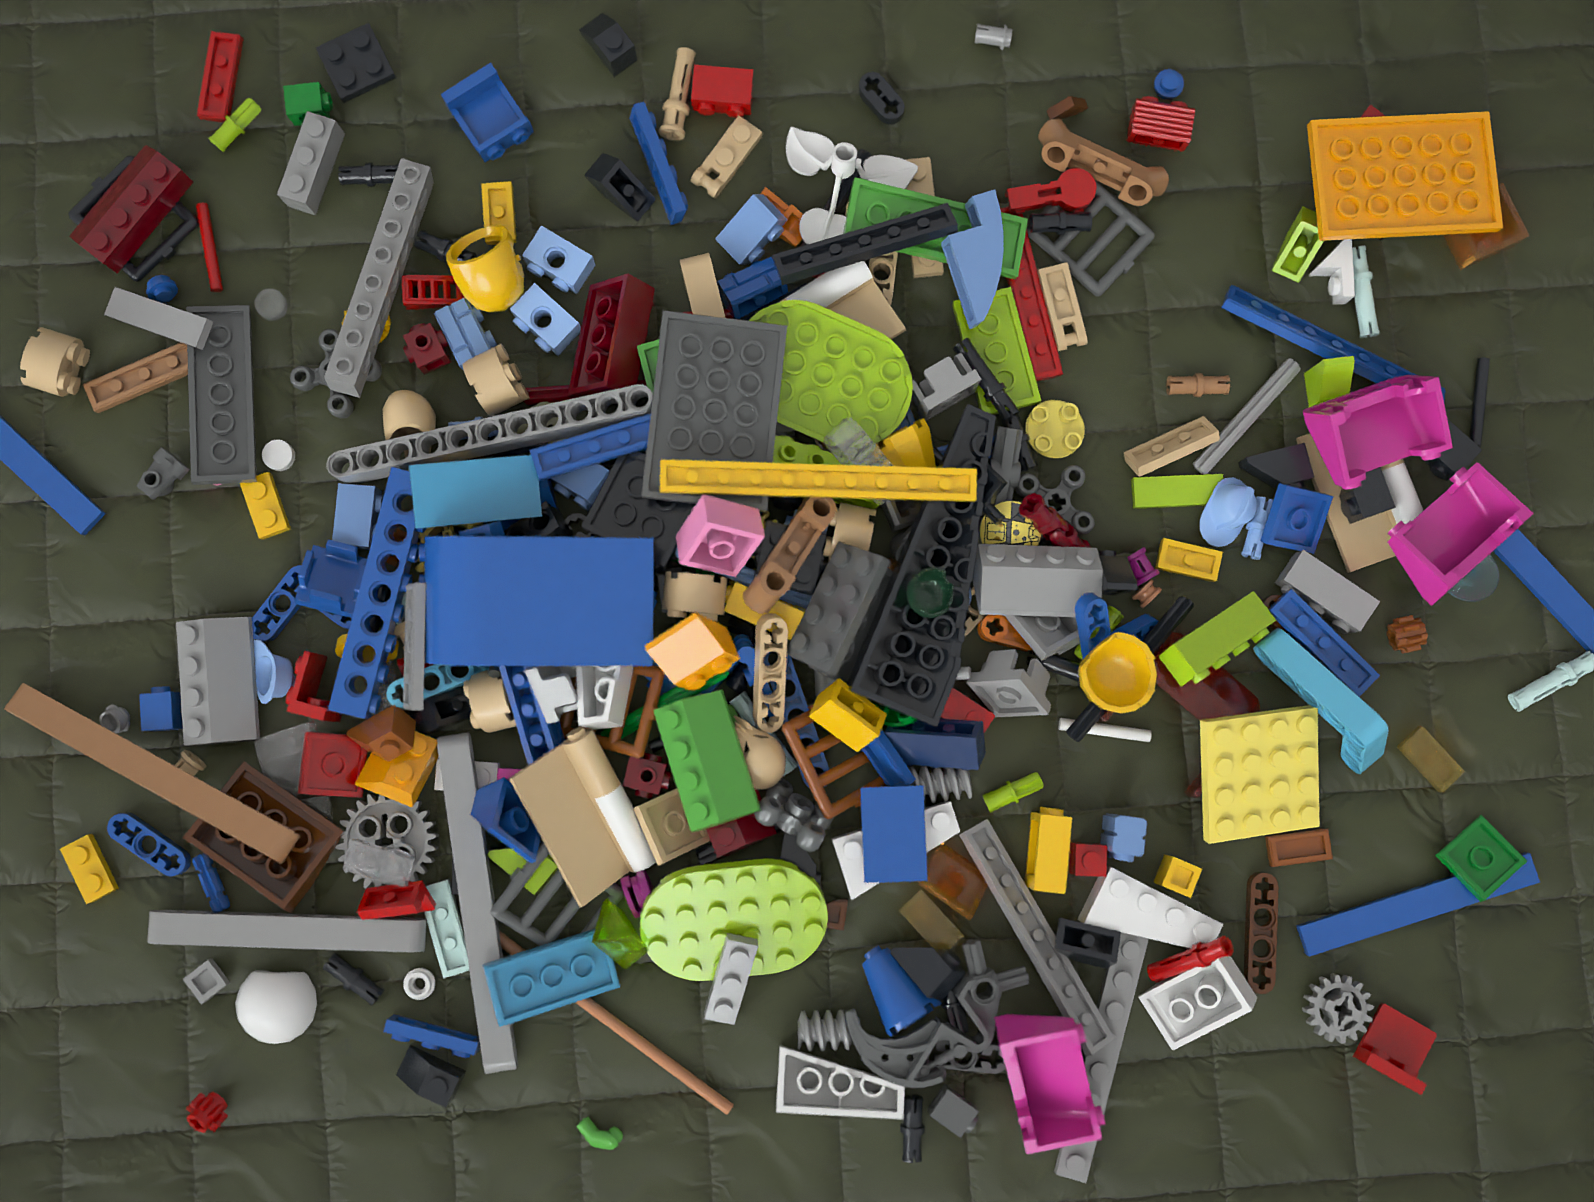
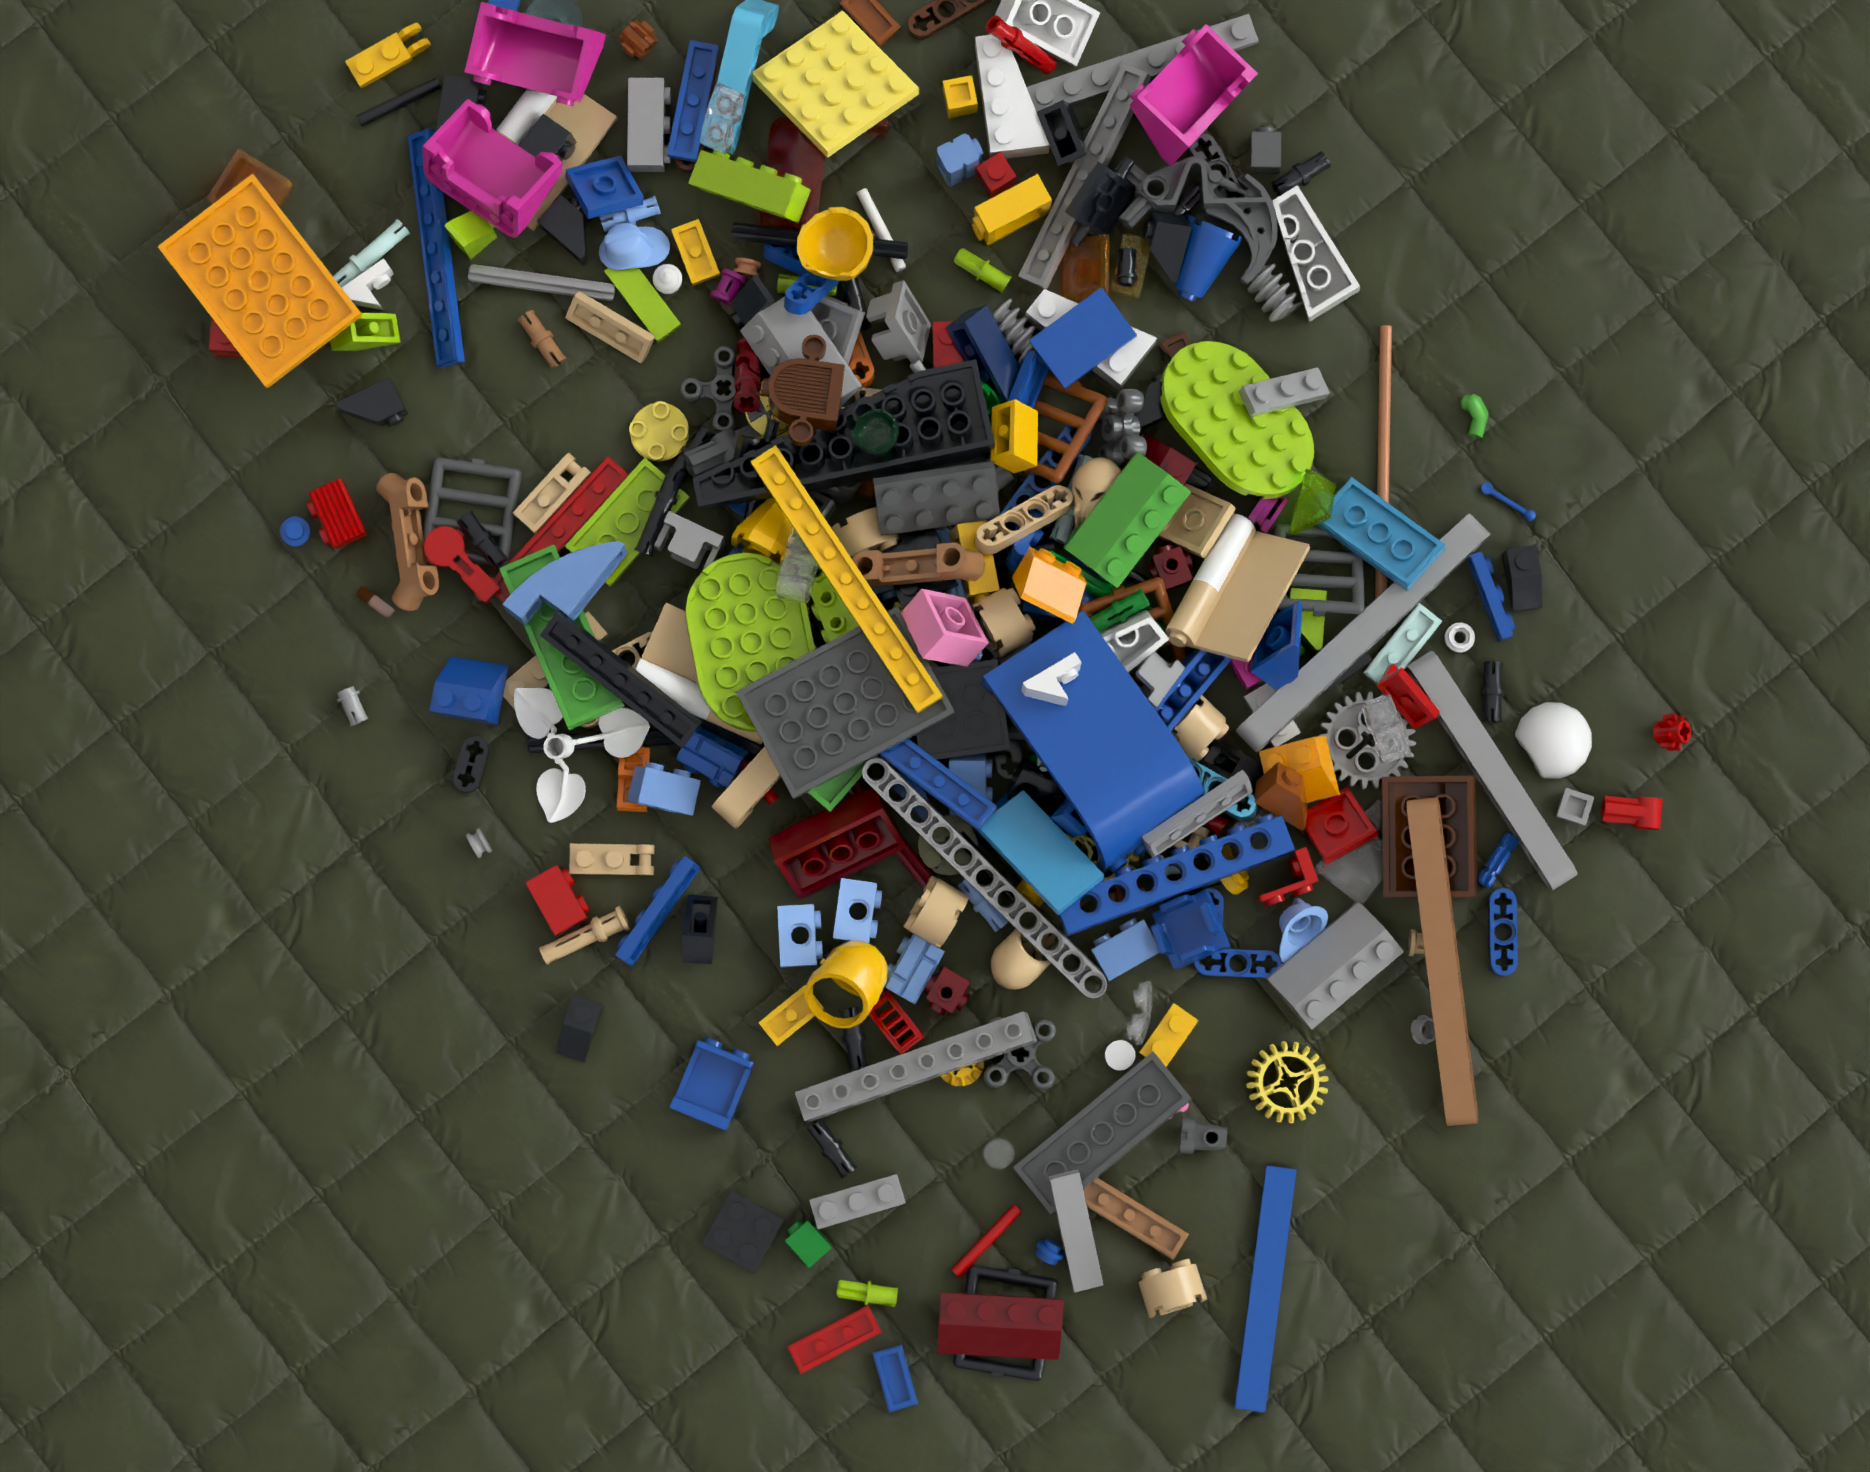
camera: 120 degrees left, 0 degrees up
(89, 868) = (1555, 966): yellow plate -> none
(151, 586) = (1263, 1092): none -> light yellow gear
(155, 103) = (895, 1378): none -> blue tile
(161, 710) = (1390, 997): blue brick -> none
(161, 1034) = (1639, 812): none -> red piece
(289, 487) = (1139, 1023): none -> clear slope
(530, 1099) = (1487, 489): none -> blue hinge
(605, 583) = (1046, 684): none -> white slope
(635, 700) = (1120, 610): none -> green pin
(812, 60) = (478, 842): none -> light grey bush
(931, 916) = (1126, 267): none -> black pin
(942, 131) = (469, 690): none -> blue slope
(1004, 934) = (1101, 200): none -> black plate
(1005, 558) = (806, 392): none -> reddish brown piece
(1181, 521) = (667, 279): none -> white plate
(1232, 215) = (375, 404): none -> black slope
(1296, 653) = (721, 115): none -> clear slope
(1526, 417) = (386, 56): none -> yellow hinge

